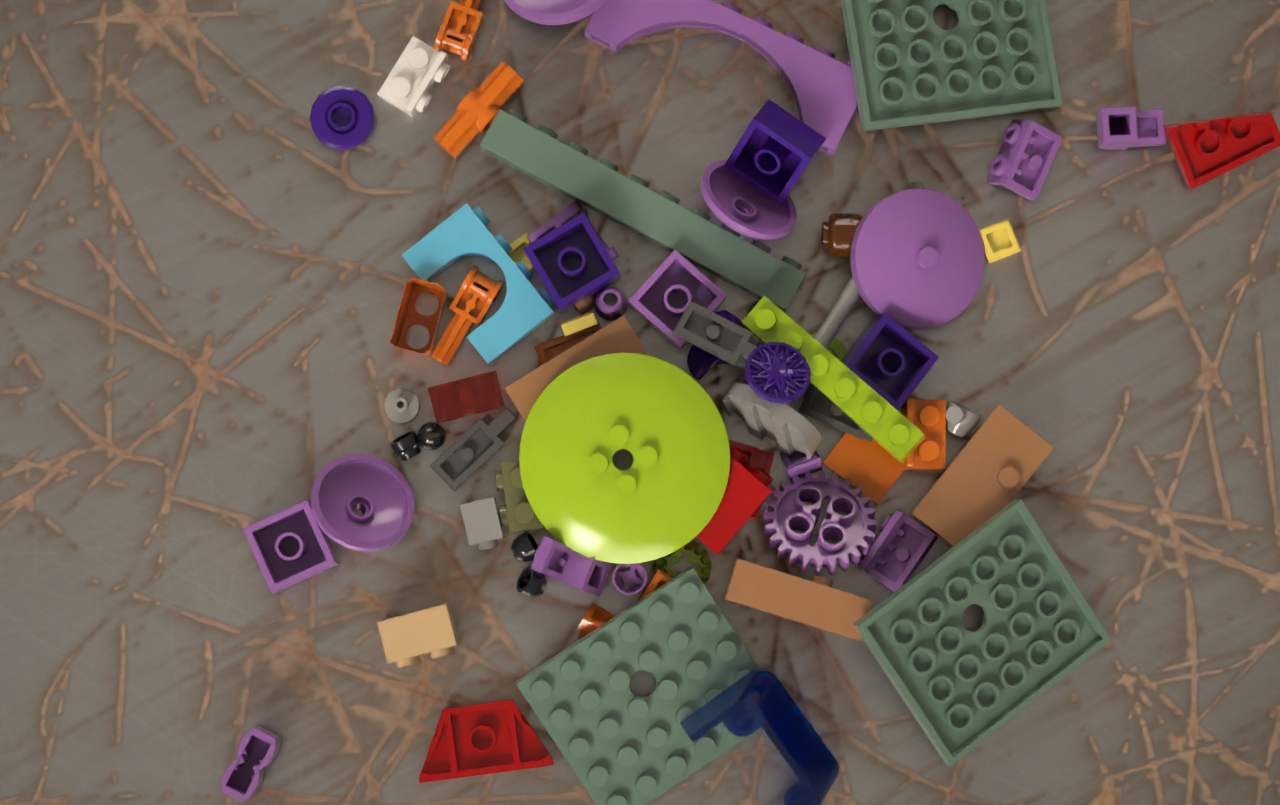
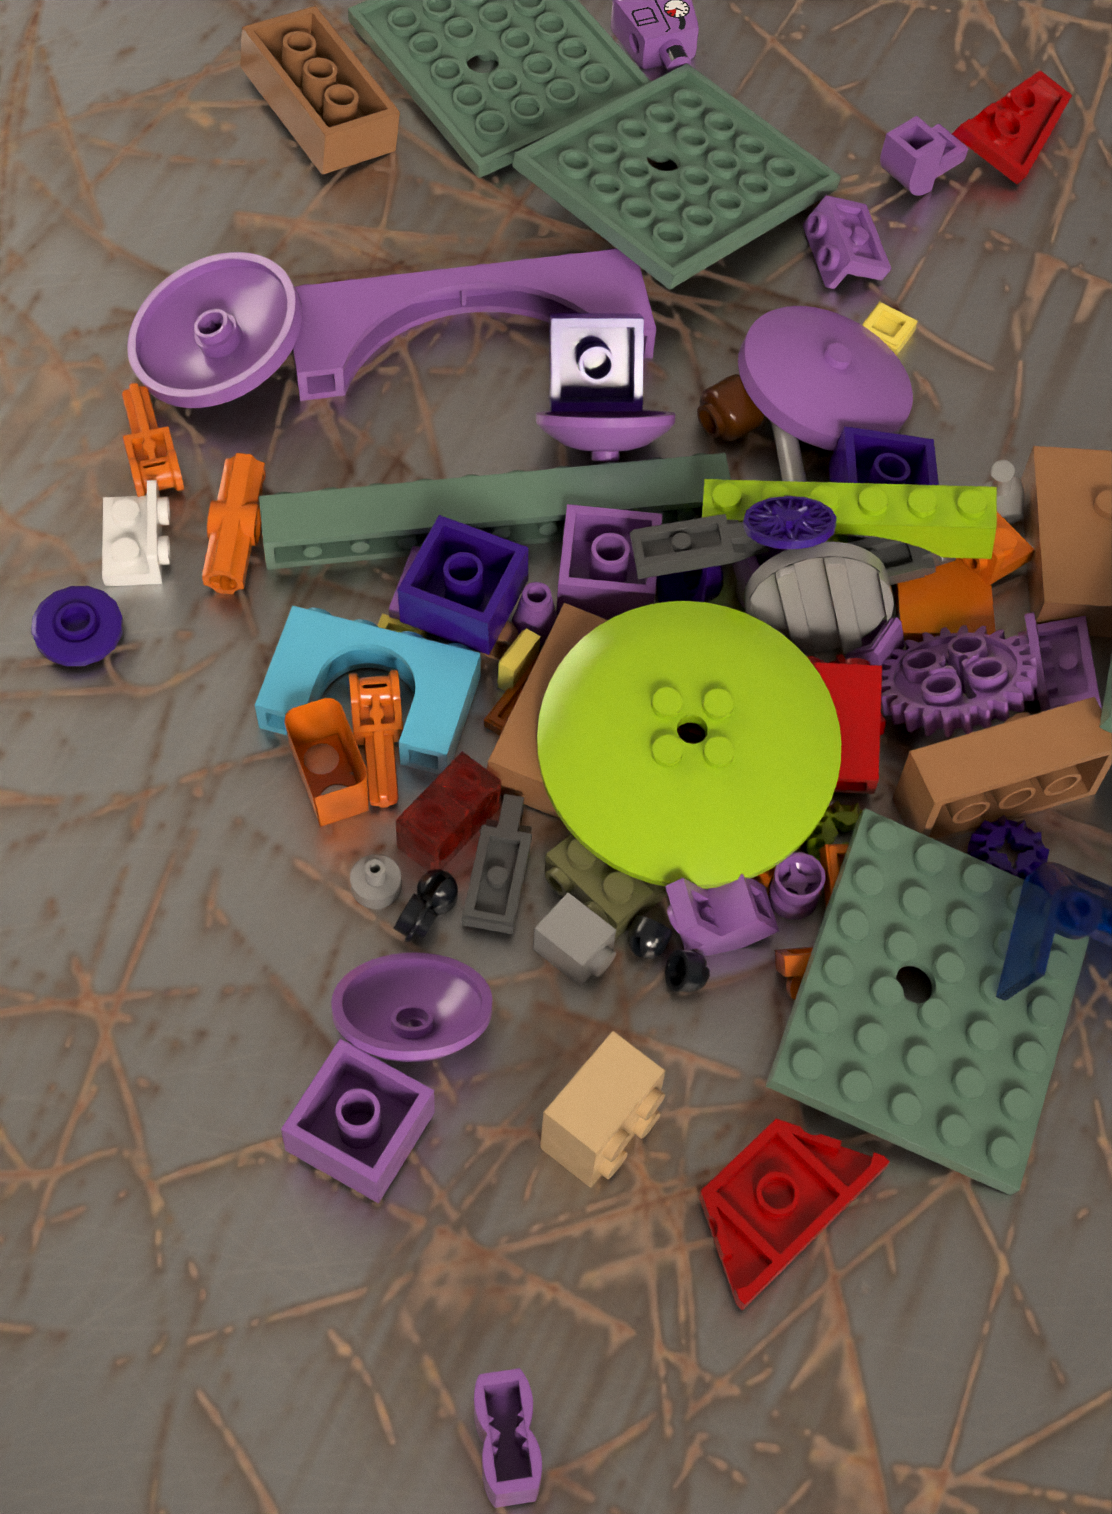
camera: 35 degrees left, 25 degrees down
(785, 637) = (990, 839): none -> dark purple gear

